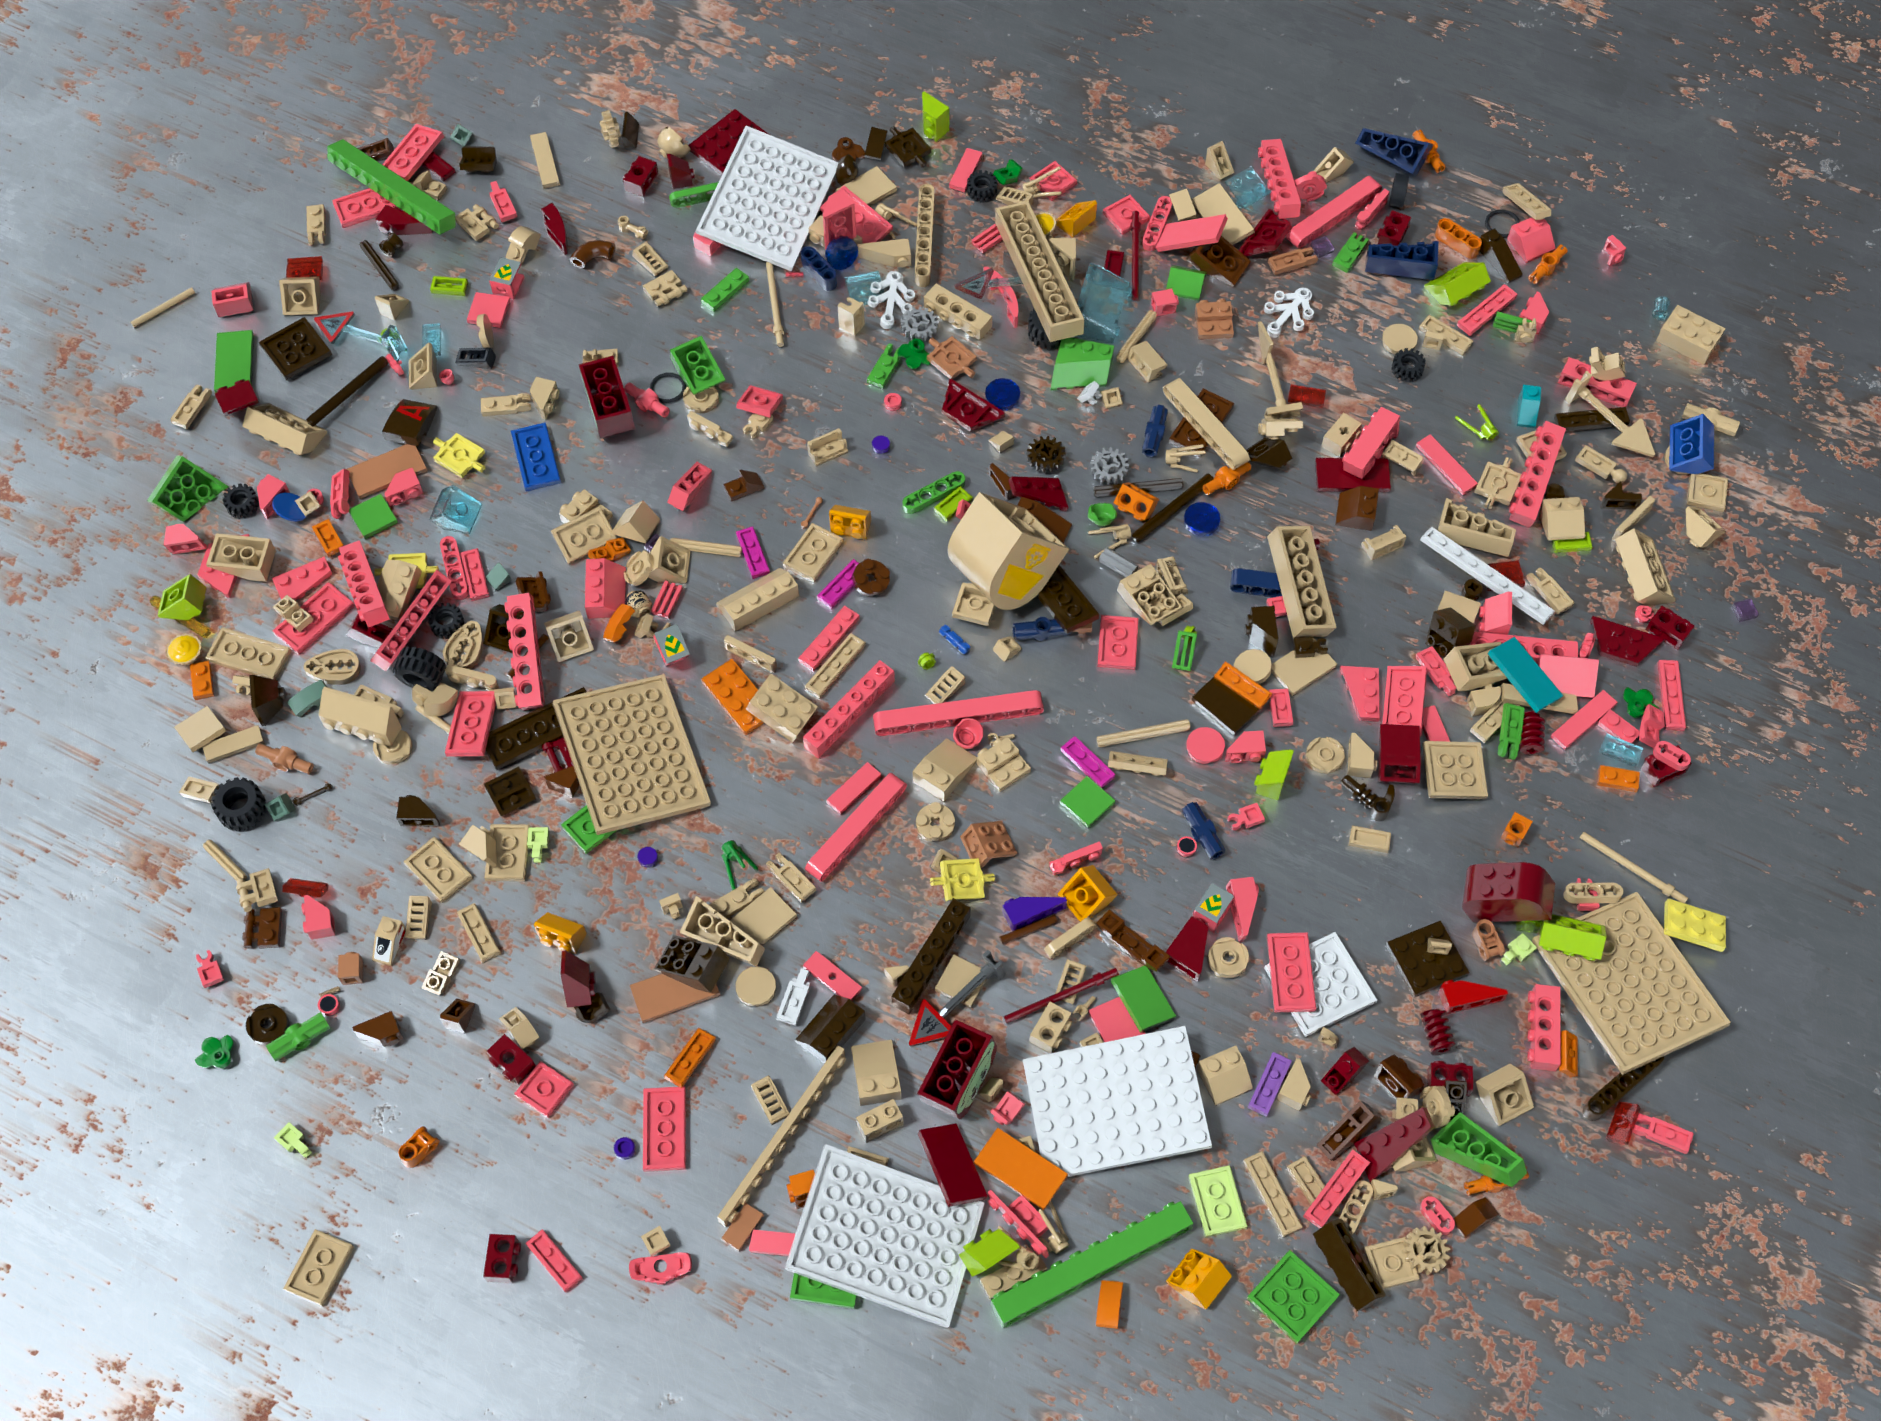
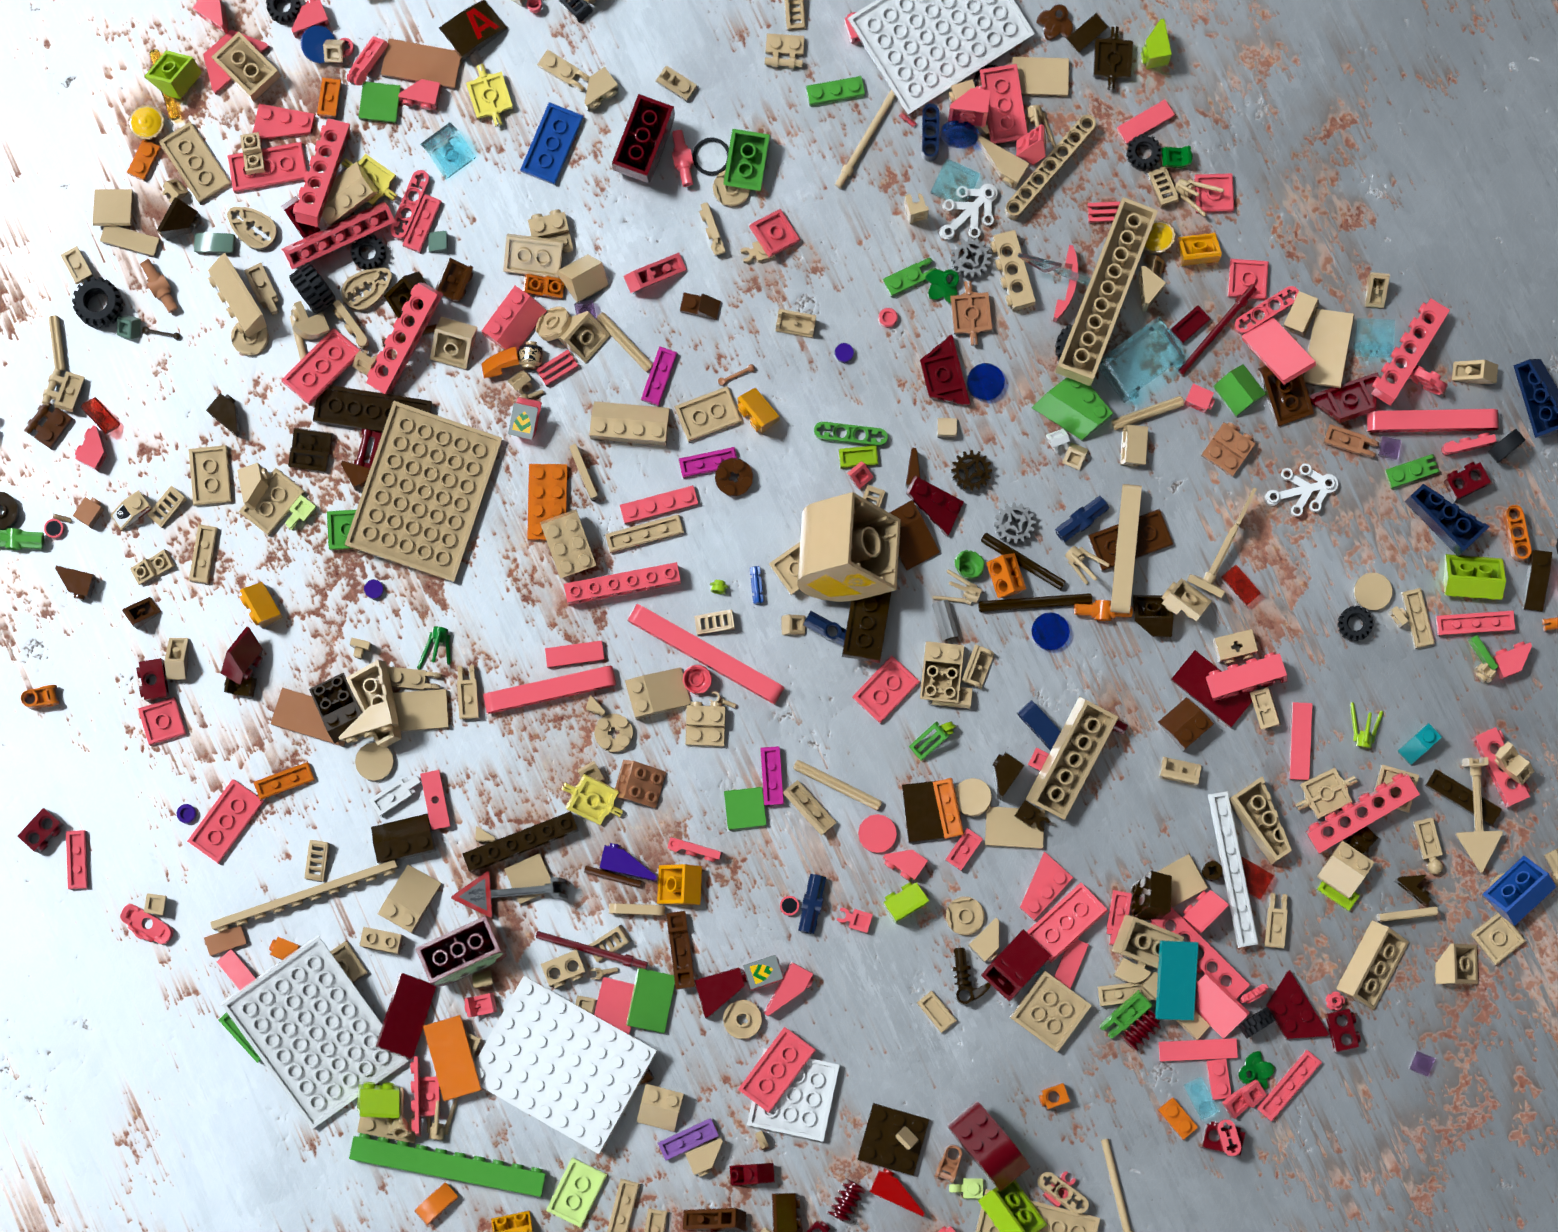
camera: 40 degrees right, 20 degrees up
(731, 941) = (374, 719): none -> slope
(846, 170) = (1036, 44): dark brown piece -> none
(901, 223) = (1032, 145): none -> coral slope
(905, 812) = (594, 707): none -> tan slope
(1608, 664) = (1257, 1022): none -> black tyre

